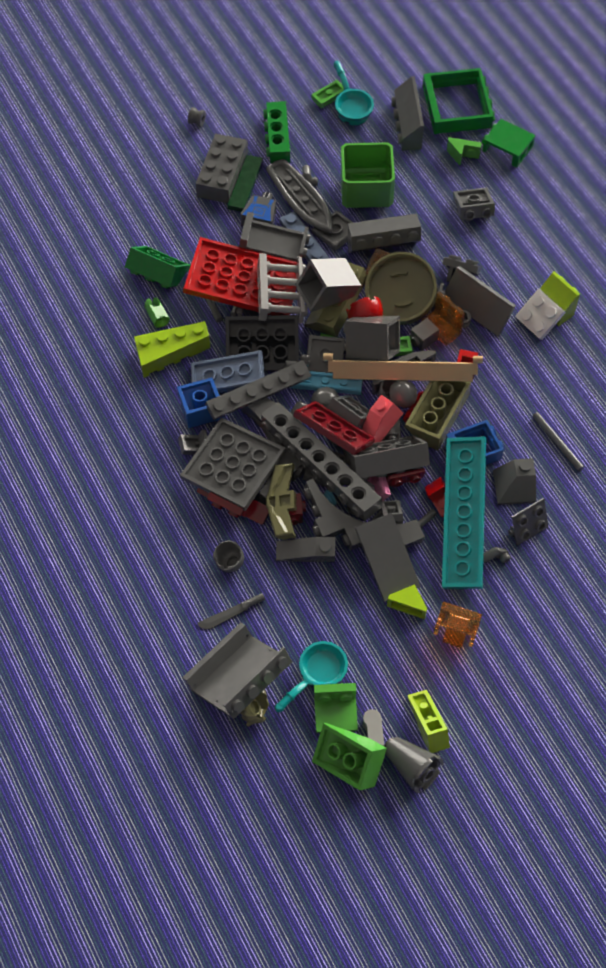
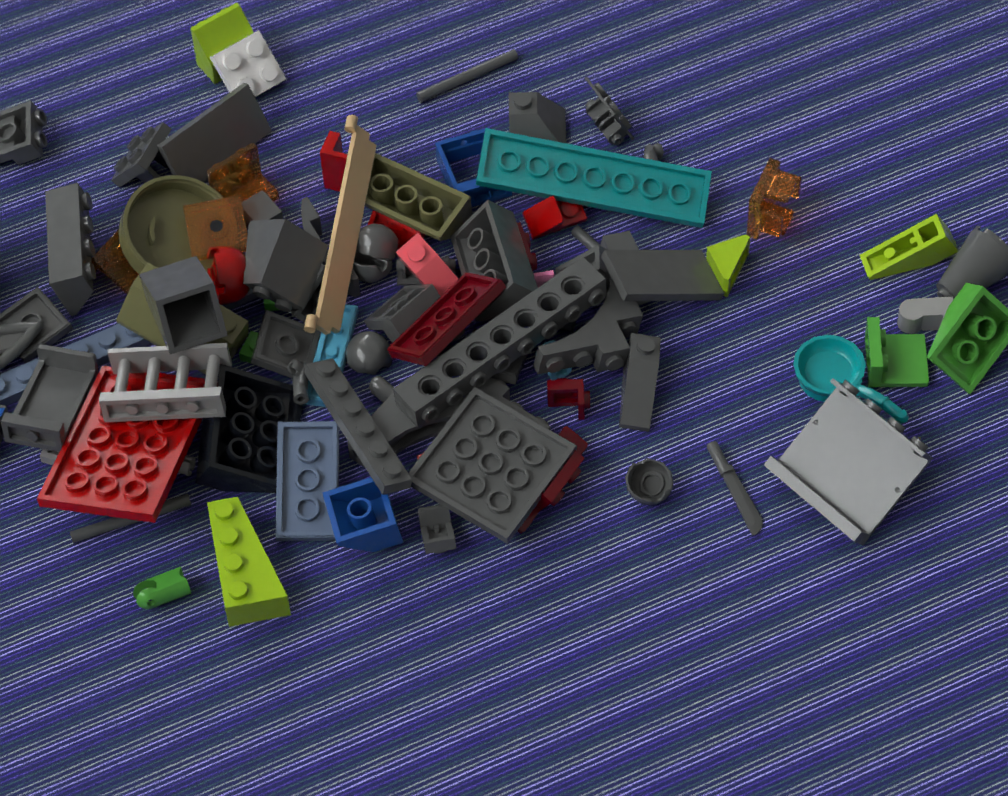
camera: 85 degrees left, 5 degrees down
(156, 266) = (64, 587): green slope -> none
(281, 501) = (562, 403): olive plate -> none
(405, 304) = (215, 224): none -> clear orange tile

